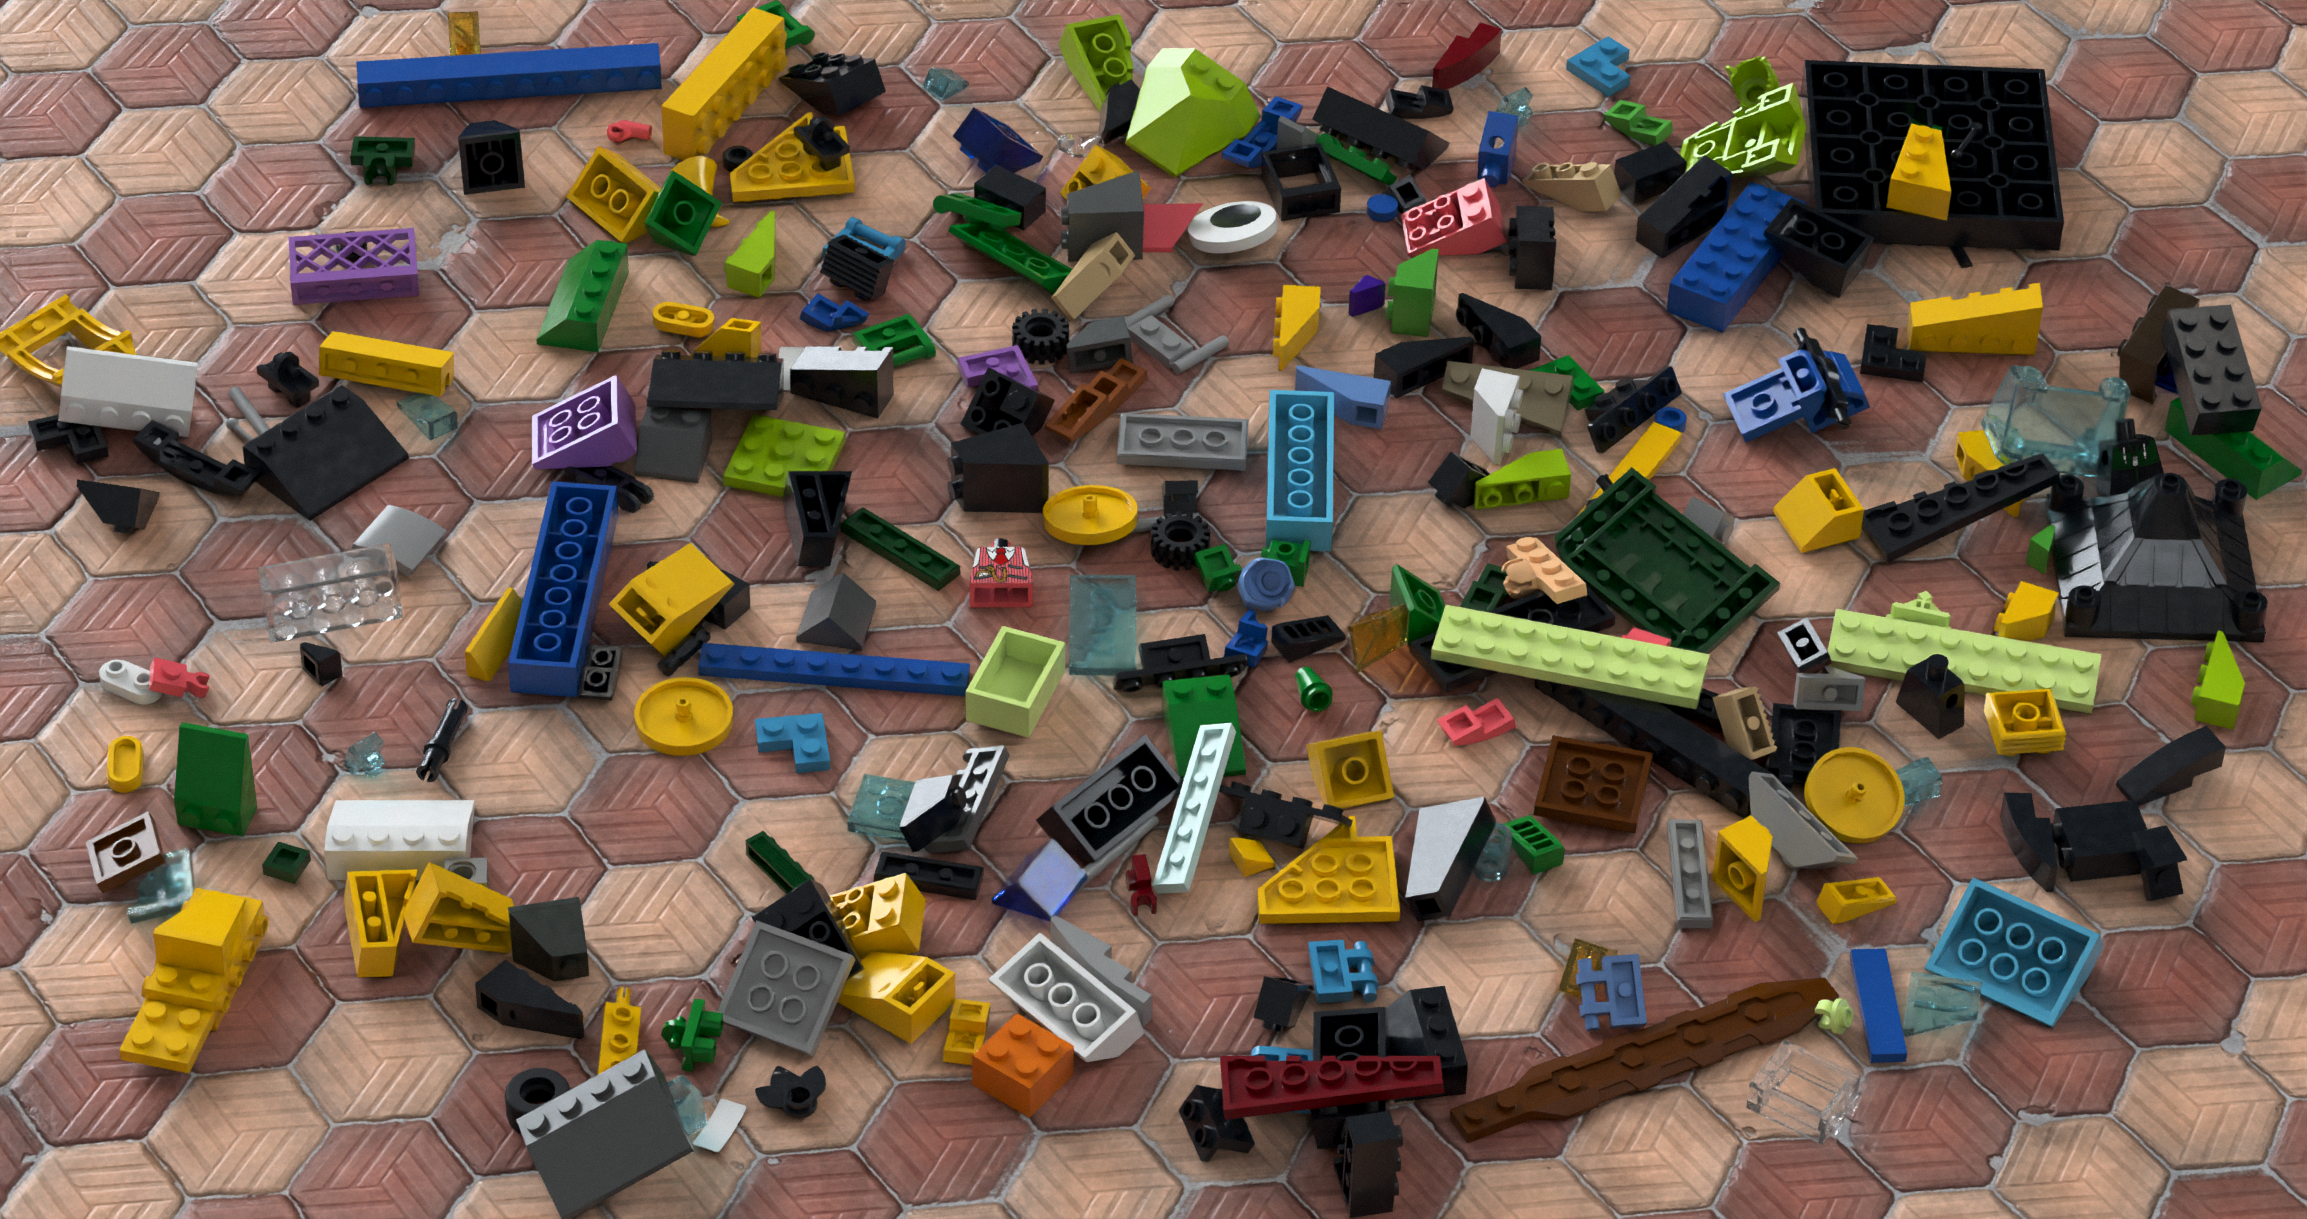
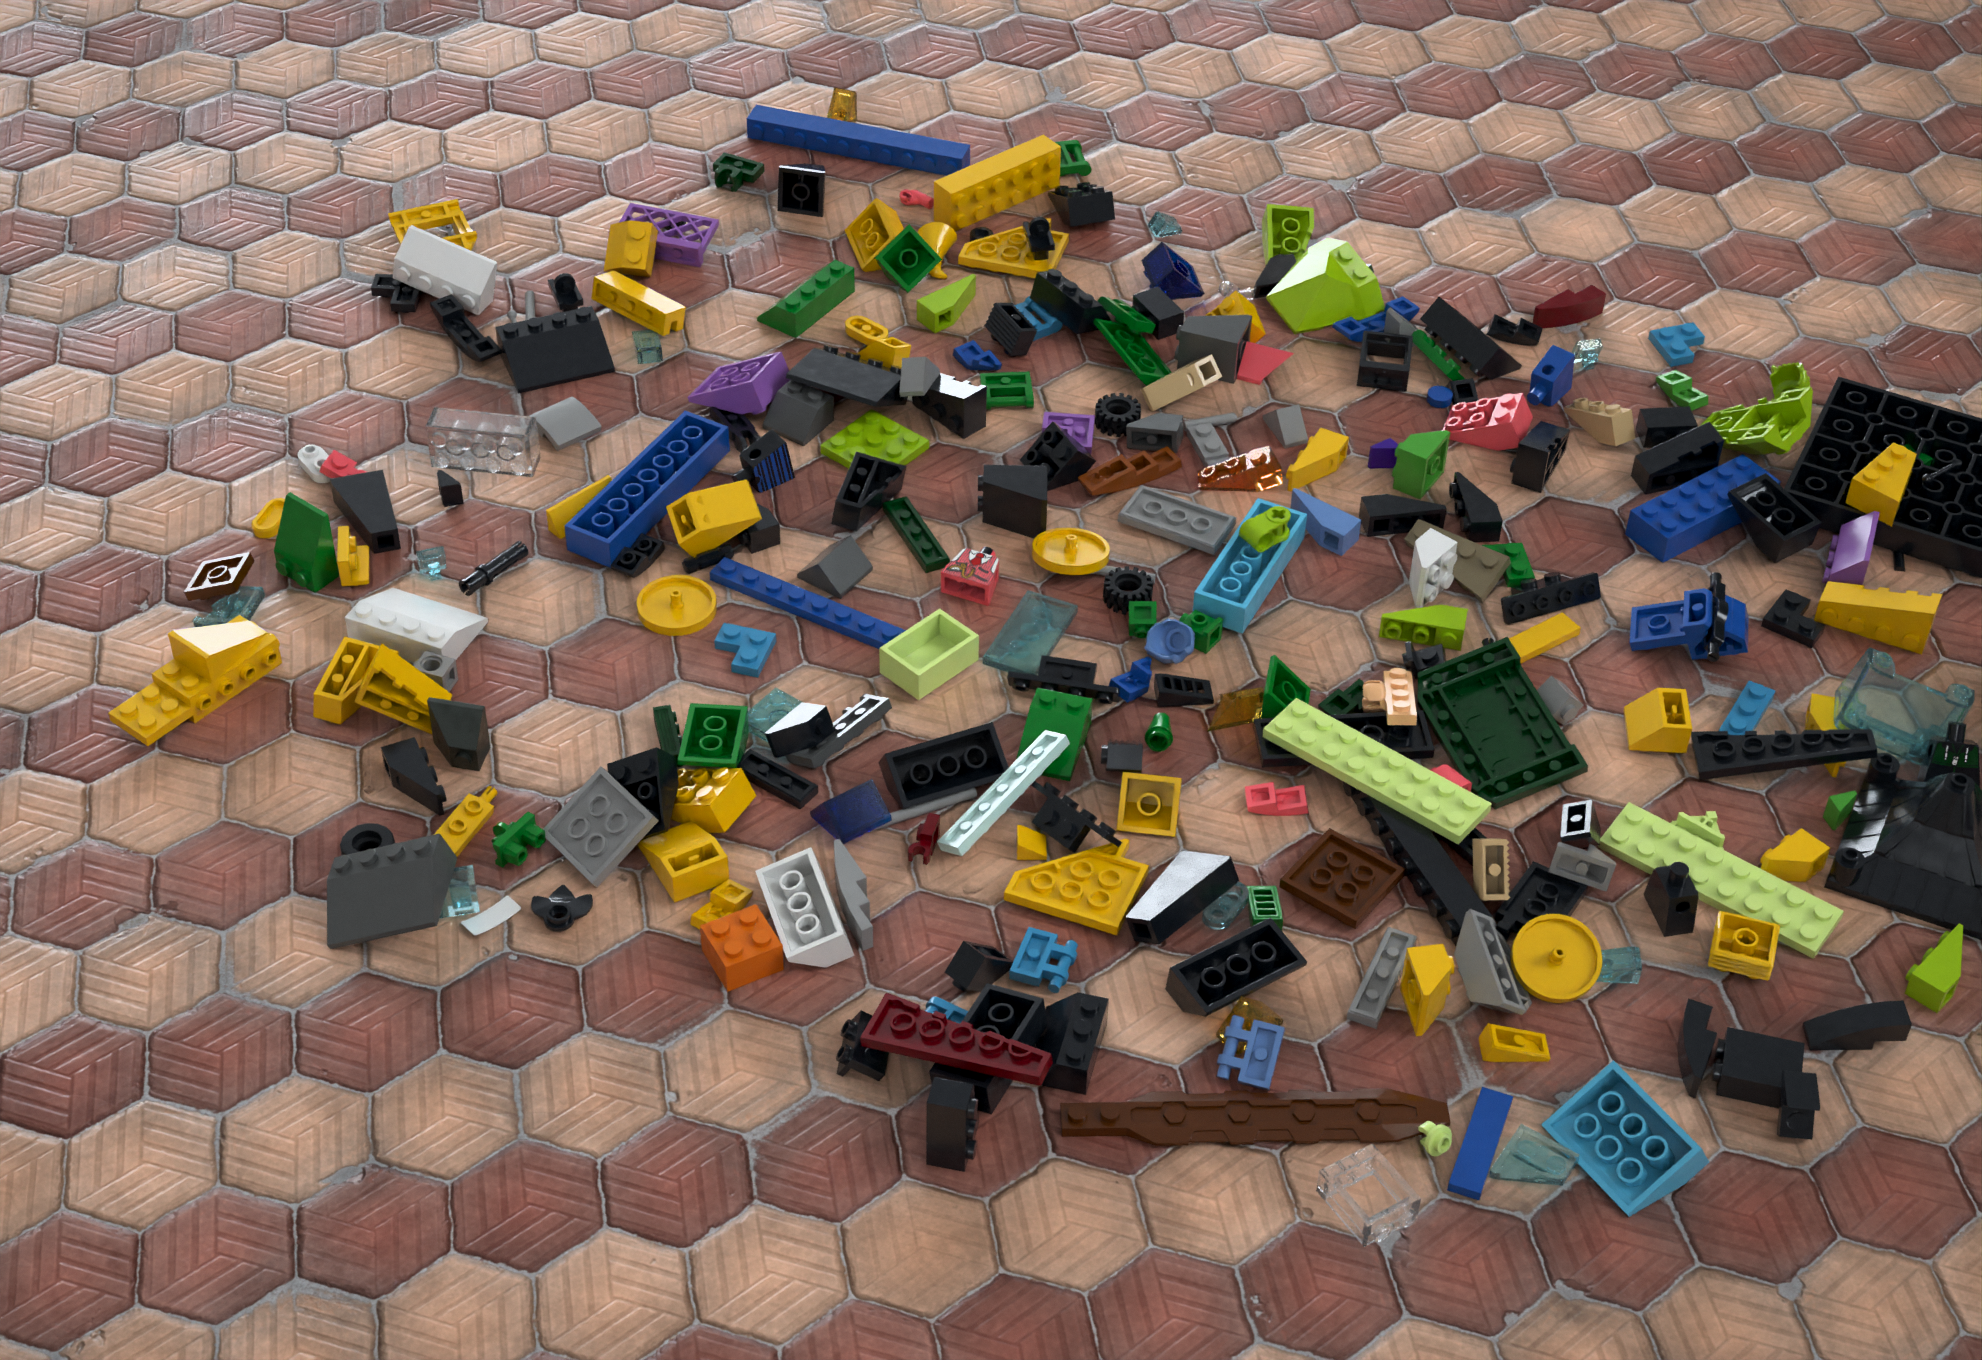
camera: 25 degrees right, 0 degrees up
(120, 505) = (394, 344): black slope -> none
(237, 704) = (368, 508): none -> black slope
(272, 786) = (352, 559): none -> yellow bracket
(286, 862) = (324, 619): dark green plate -> none
(332, 297) = (631, 248): none -> yellow slope
(681, 516) = (765, 463): none -> black torso
(798, 359) = (917, 376): none -> light grey slope
(844, 848) = (714, 735): none -> green slope
(903, 214) = (1067, 301): none -> black slope
(1179, 496) = (1147, 557): black slope -> none
(1225, 364) = (1243, 473): none -> clear orange slope
(1233, 227) = (1311, 378): white piece -> none
(1236, 292) = (1287, 426): none -> light grey slope
(1298, 726) = (1122, 756): none -> black brick
(1307, 422) = (1266, 528): none -> lime piece
(1456, 480) = (1369, 606): black slope -> none
(1544, 520) = (1423, 658): none -> black bracket
(1548, 915) = (1233, 969): none -> black slope
(1671, 418) = (1579, 614): blue tile -> none
(1897, 470) = (1748, 709): none -> dark azure plate
(1918, 261) = (1851, 550): none -> medium lavender slope

